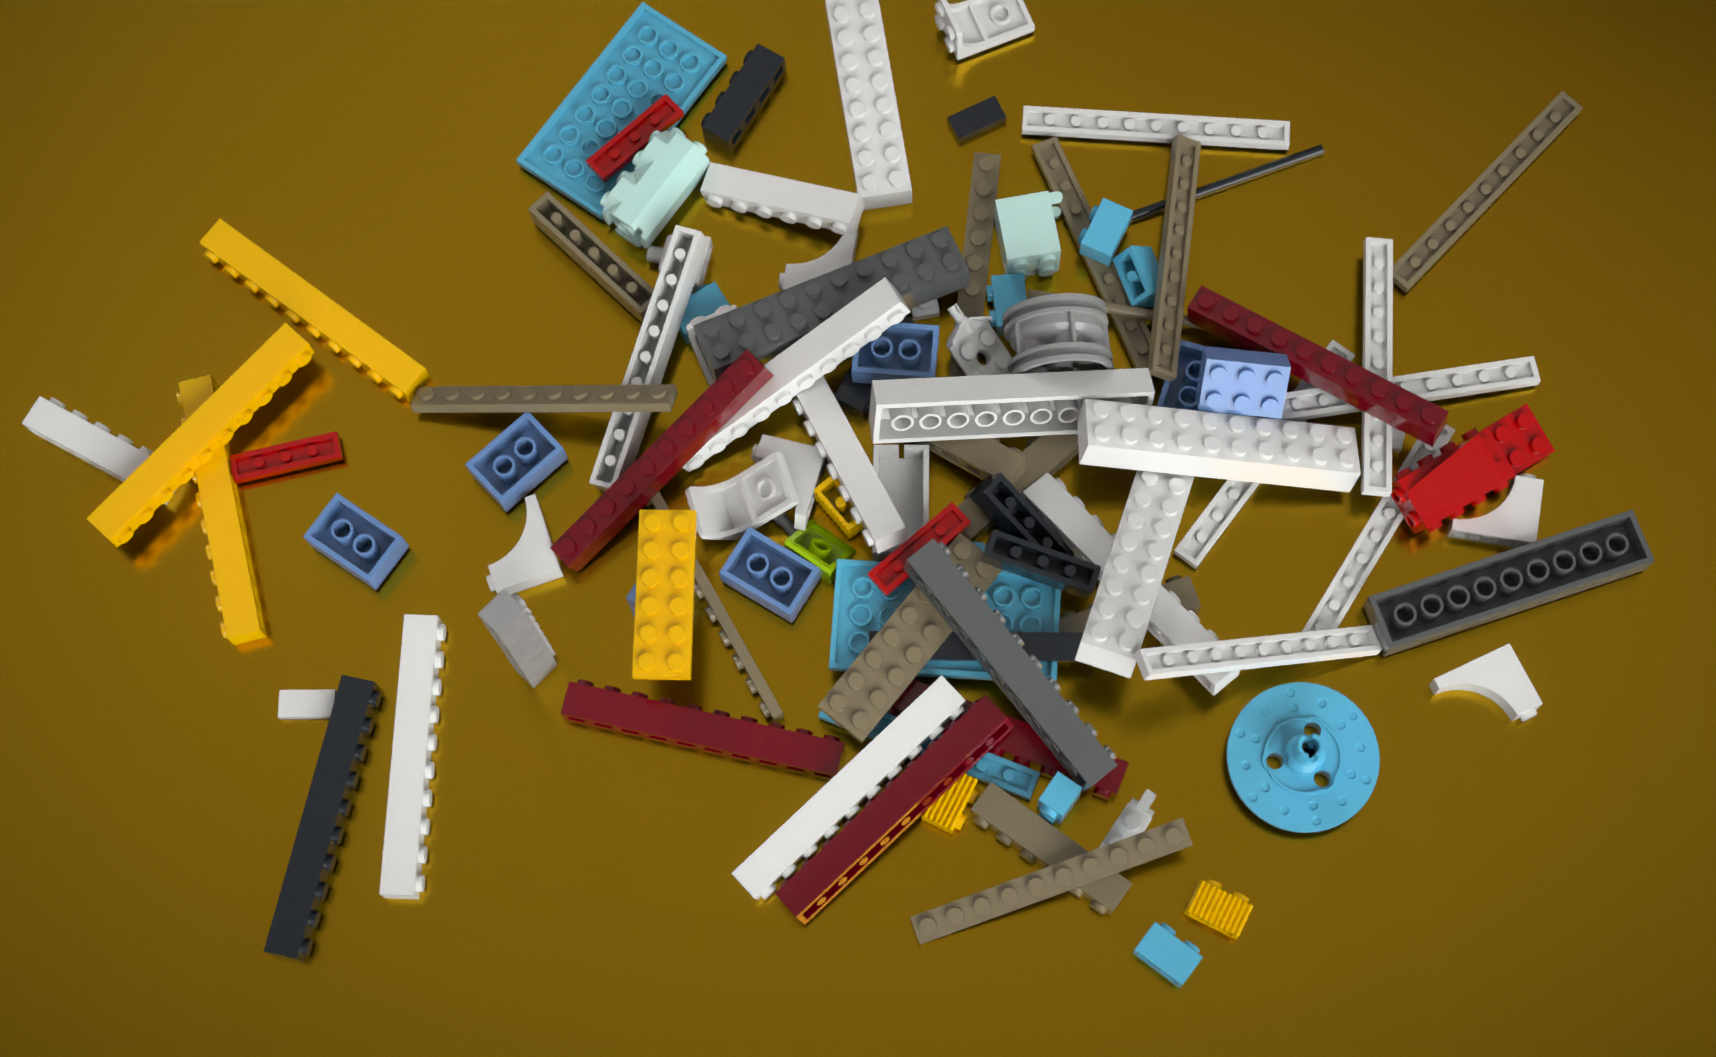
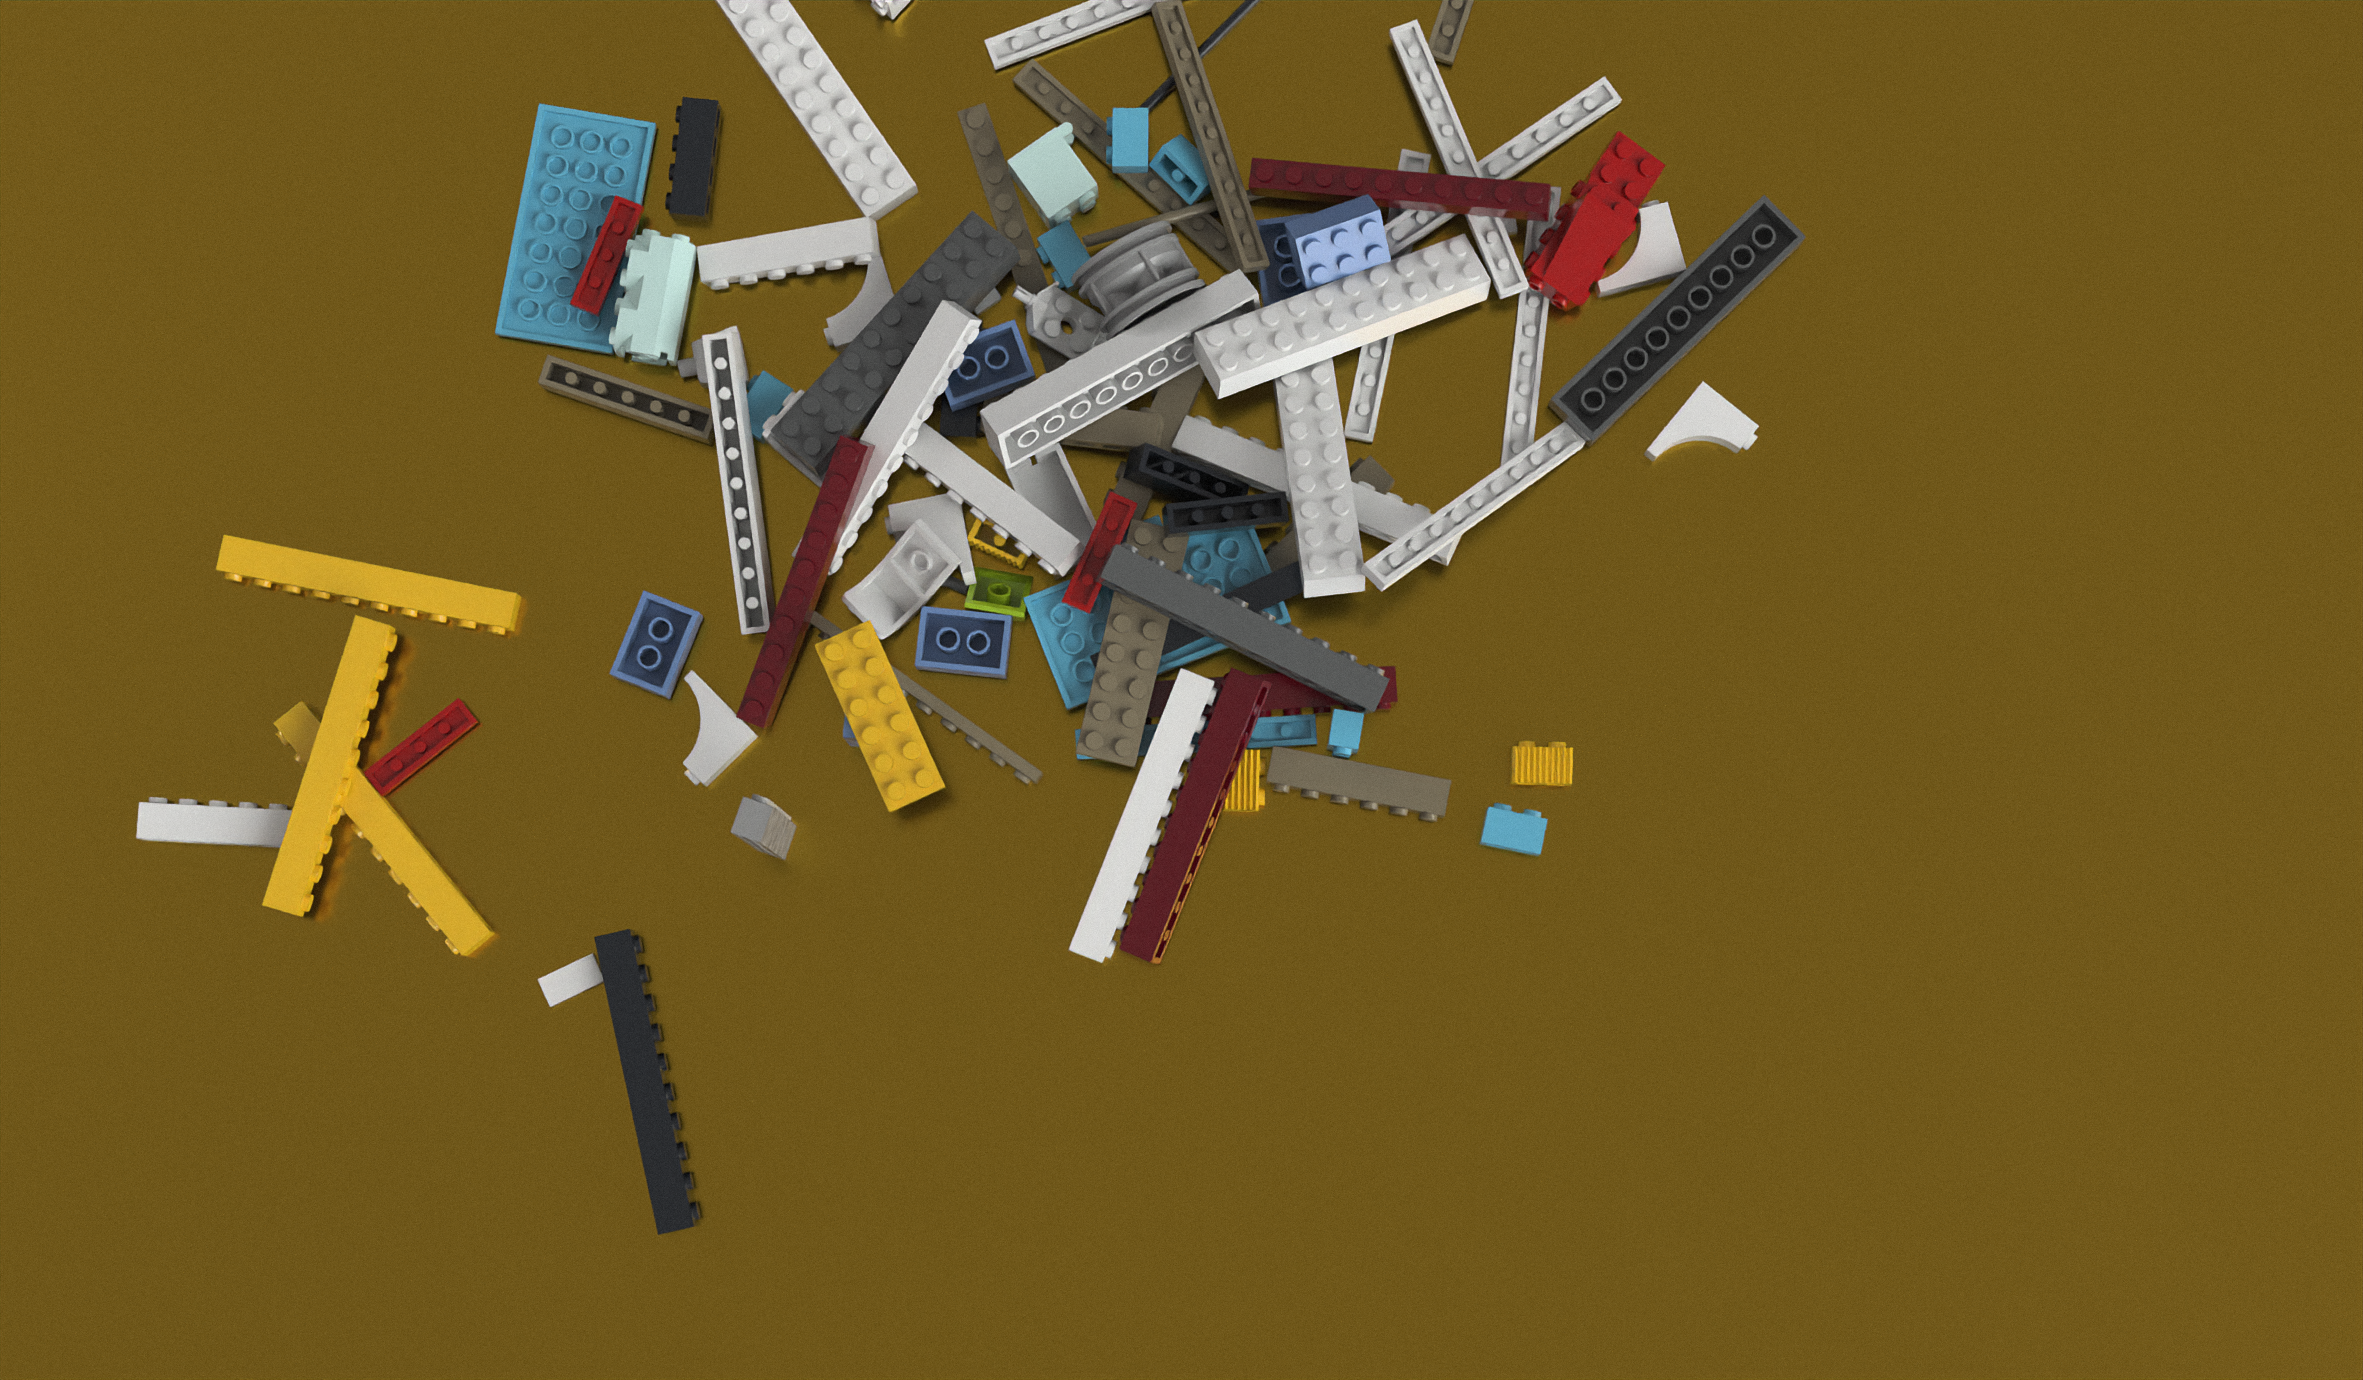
camera: 30 degrees left, 10 degrees up
(356, 541) = (538, 799): medium blue brick -> none
(411, 757) = (701, 981): white brick -> none
(544, 398) = (654, 571): dark tan plate -> none
(703, 730) = (972, 824): dark red brick -> none
(976, 119) = (942, 74): black tile -> none
(1051, 881) = (1374, 814): dark tan plate -> none
(1132, 820) = (1422, 728): white hinge -> none
(1342, 753) = (1591, 560): medium azure piece -> none

